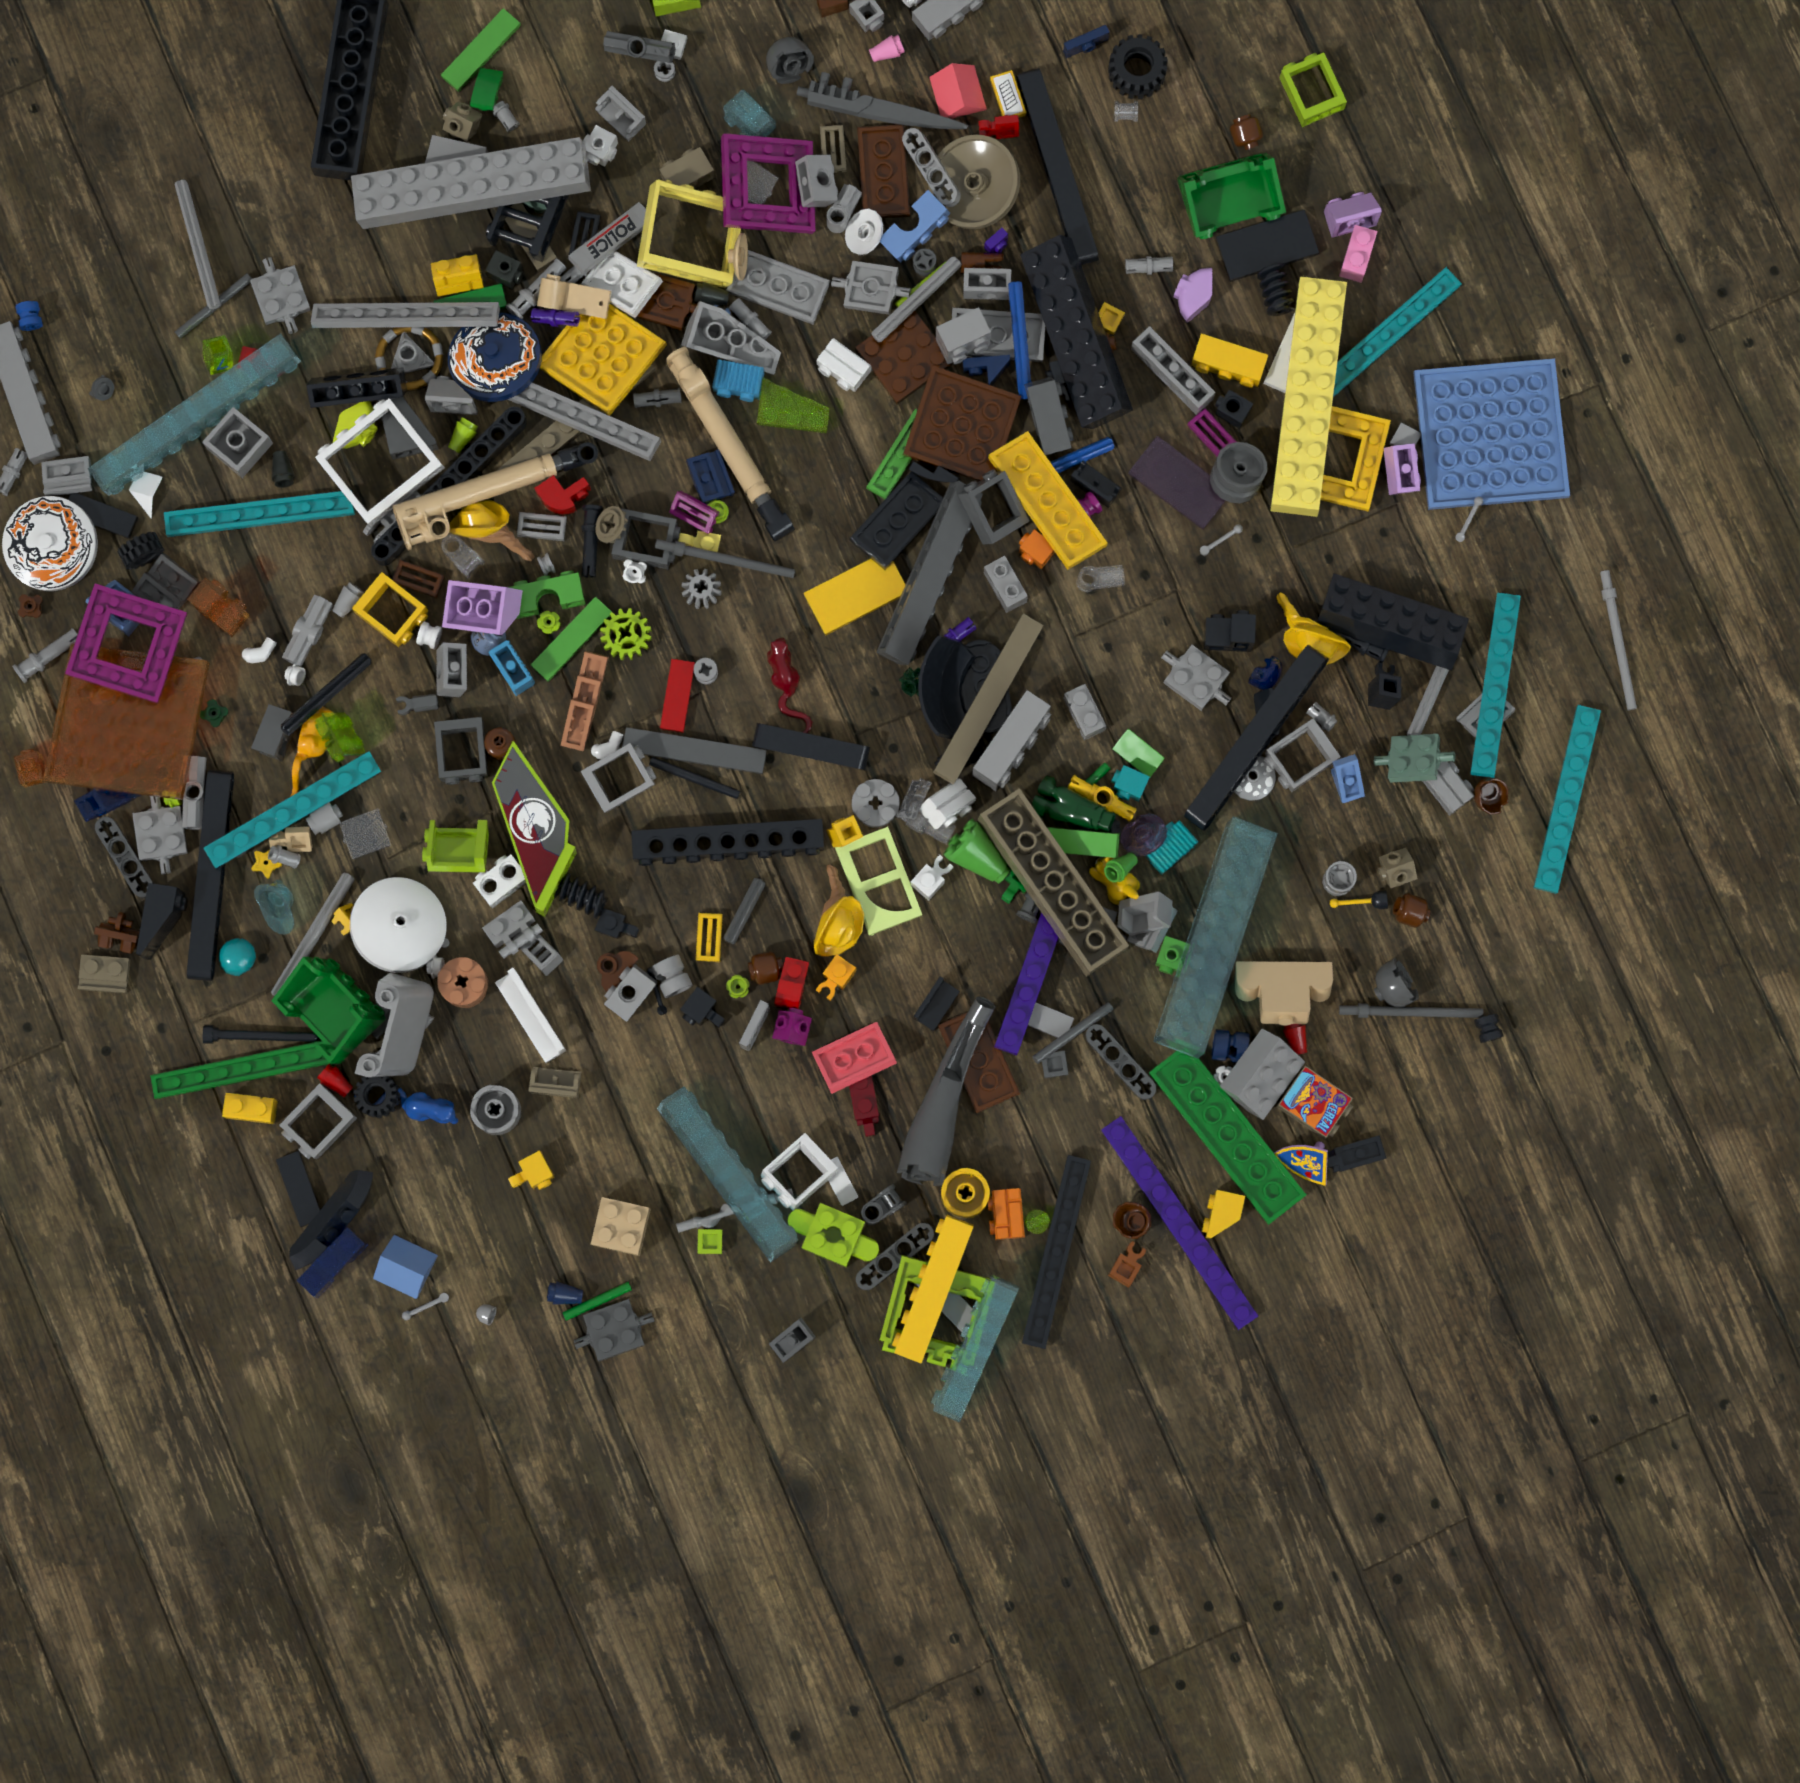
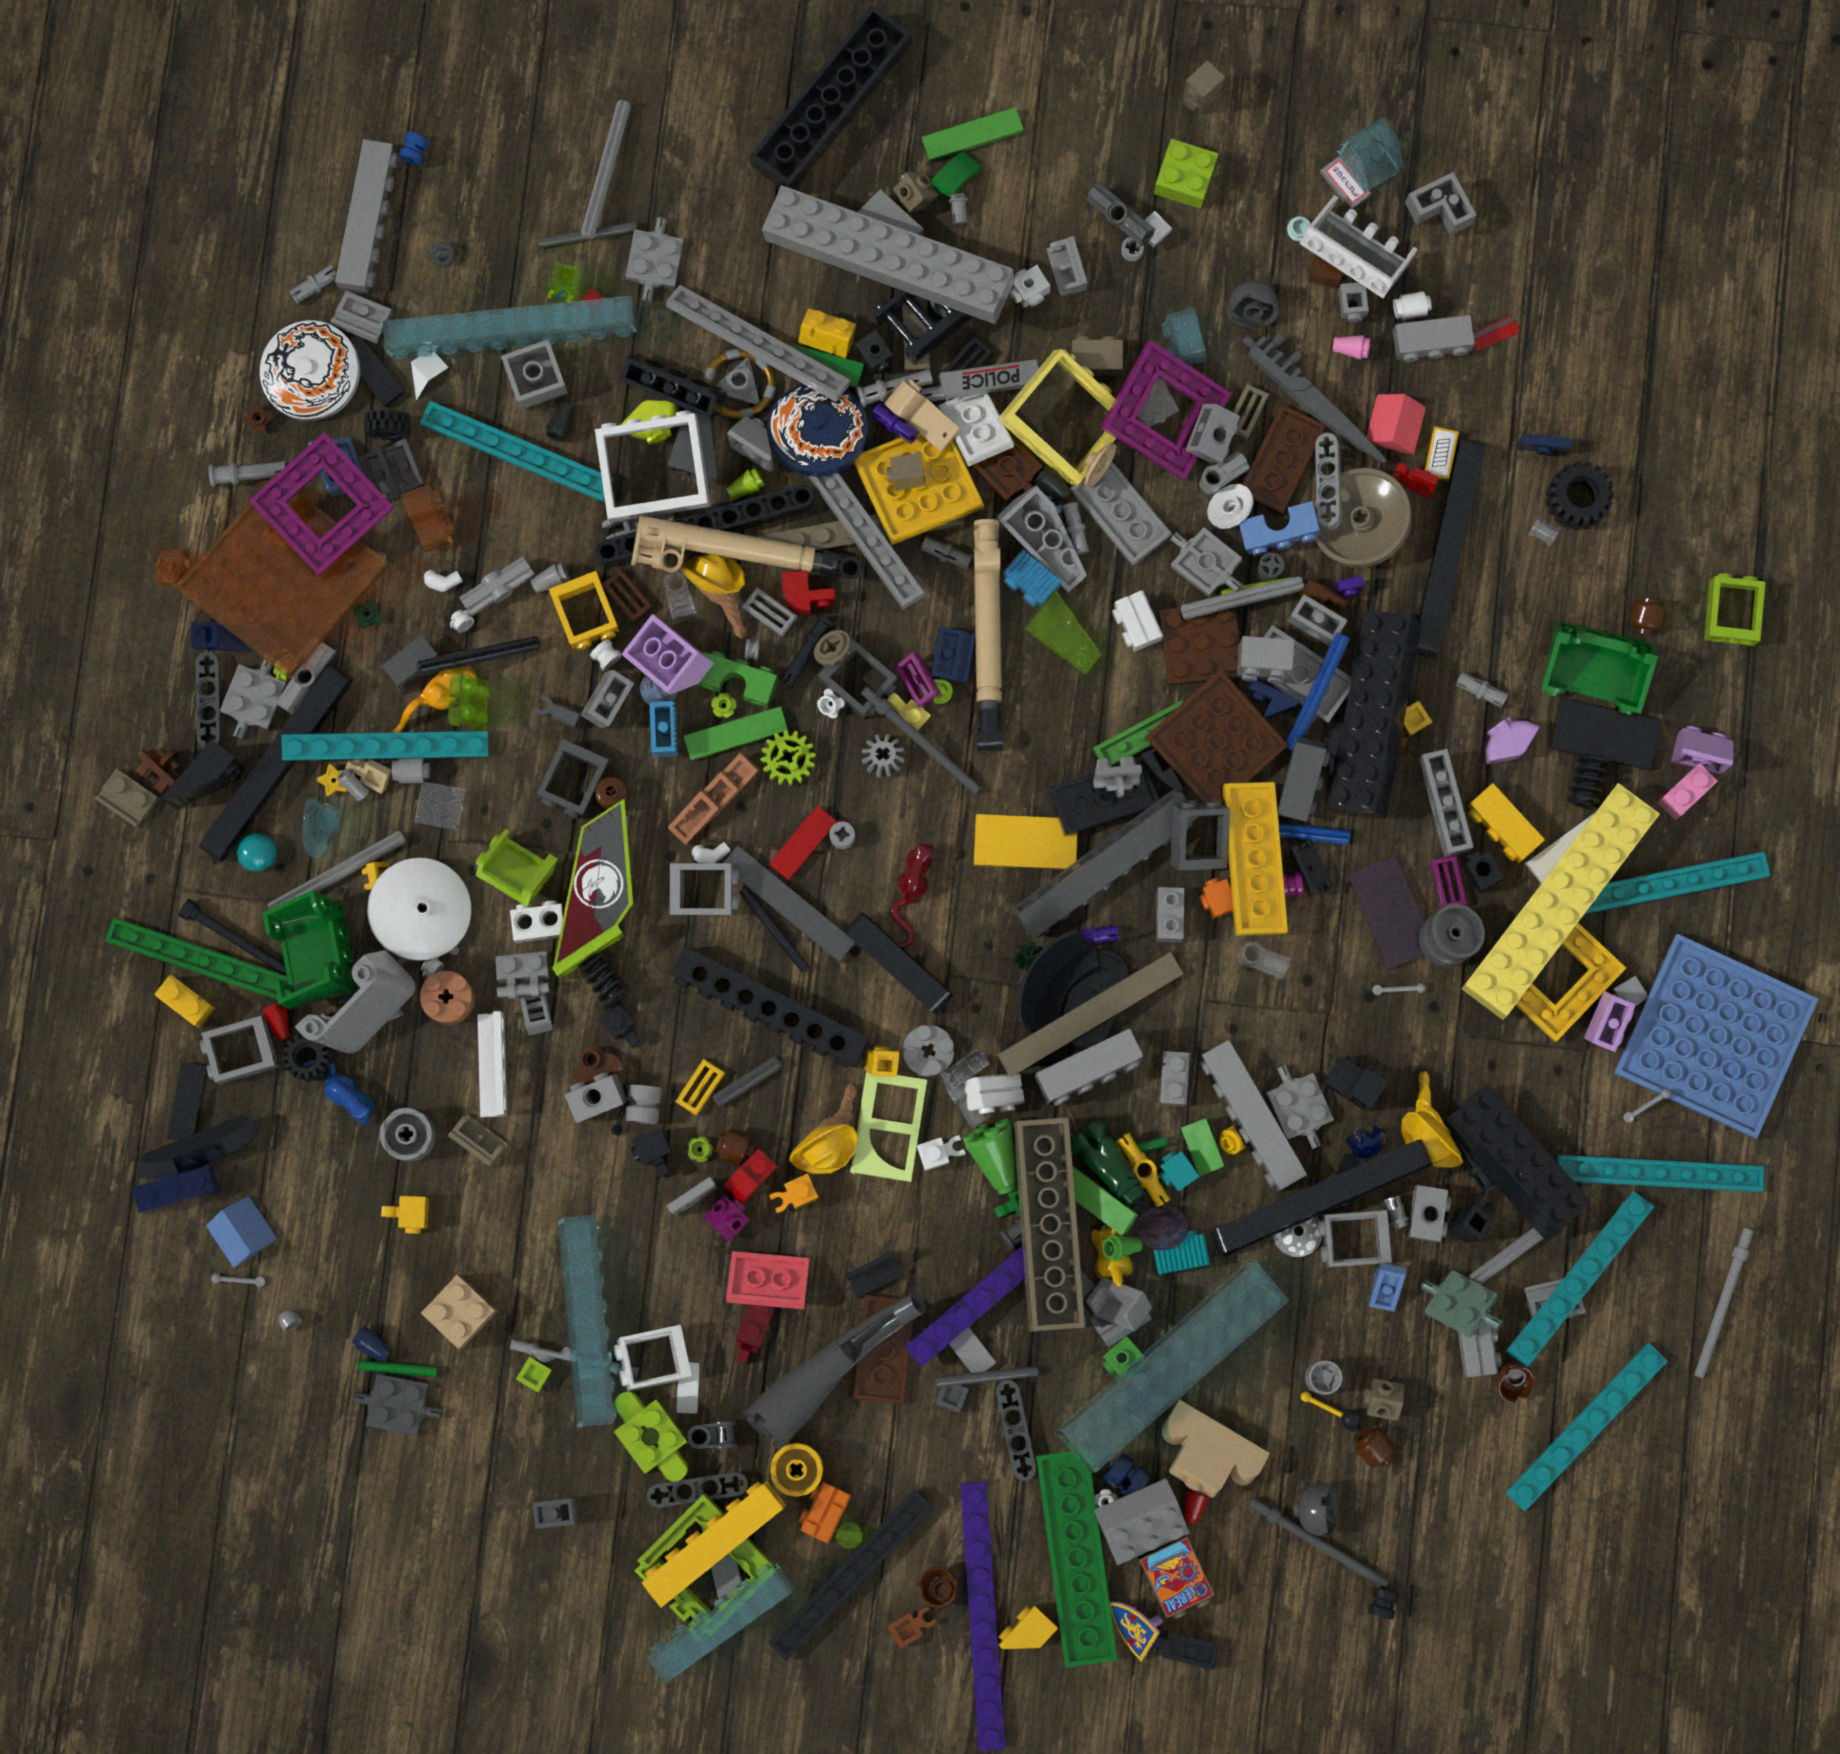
camera: 30 degrees right, 0 degrees up
(587, 350) = (906, 472): none -> dark tan brick
(899, 499) = (1117, 778): none -> light grey hips
(1158, 735) = (1231, 1141): none -> yellow plate
(1163, 705) = (1253, 1116): none -> light grey brick
(1347, 717) = (1418, 1226): none -> light grey brick
(1513, 565) = (1663, 1173): none -> teal tile

